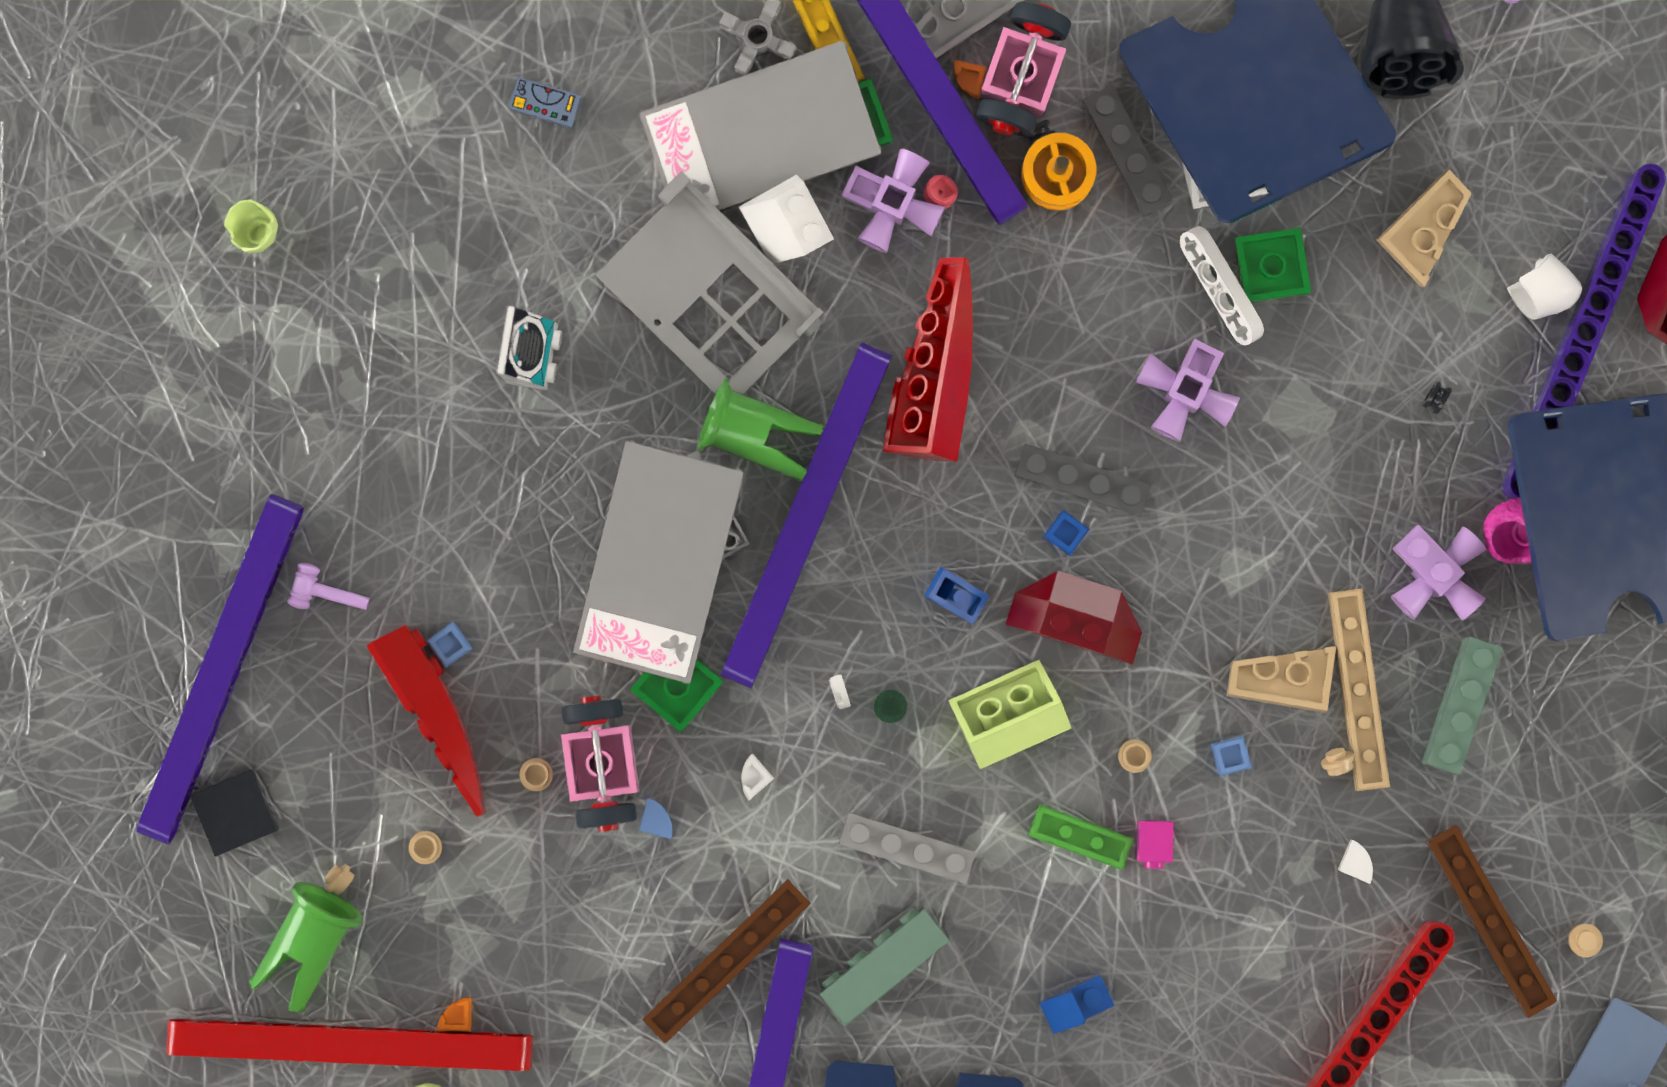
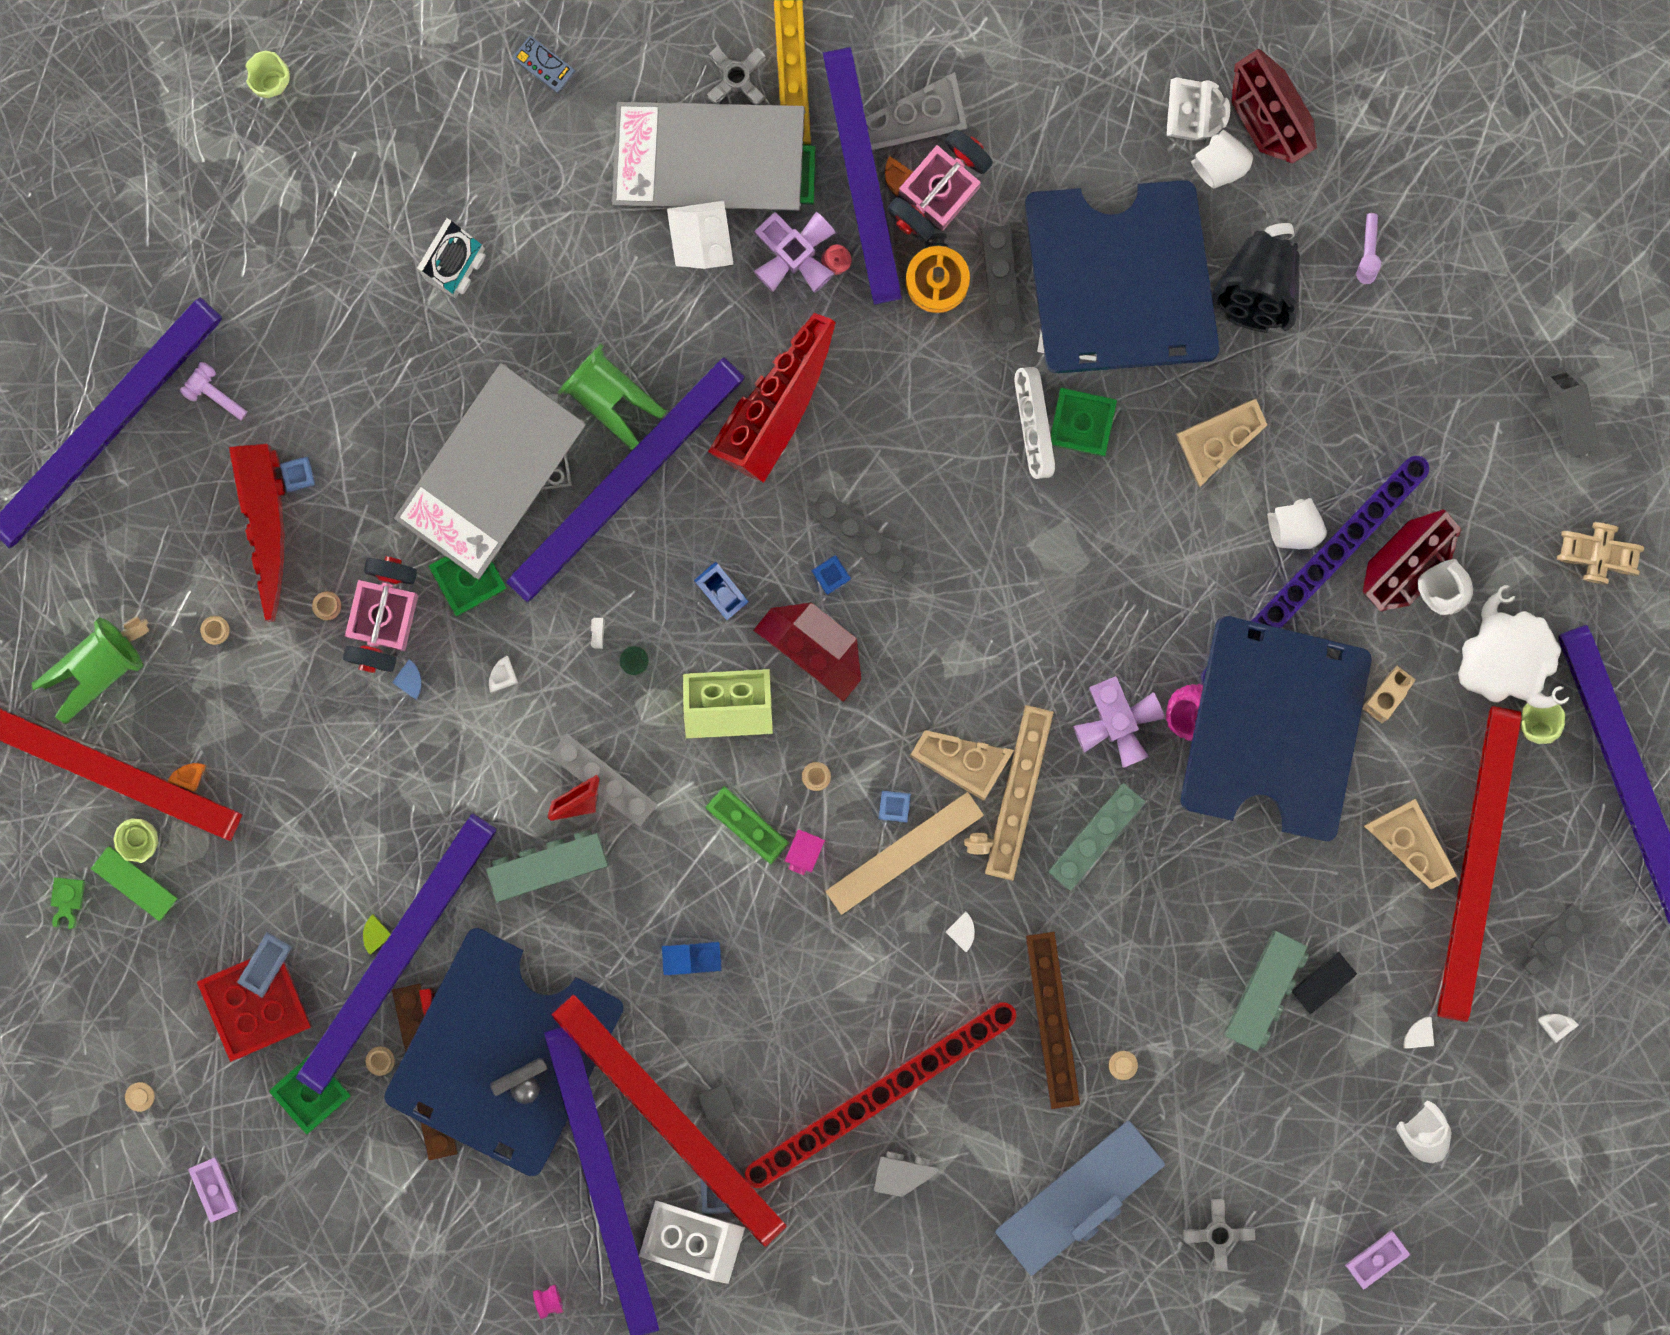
camera: 20 degrees right, 0 degrees up
(234, 812) = (71, 543): black tile -> none
(675, 264) = (596, 237): light grey door -> none
(726, 961) = (422, 814): reddish brown plate -> none
(887, 882) = (577, 801): none -> red slope
(1187, 389) = (974, 495): lavender brick -> none
(1261, 802) = (904, 853): none -> tan tile
(1436, 397) = (1174, 580): black bush -> none

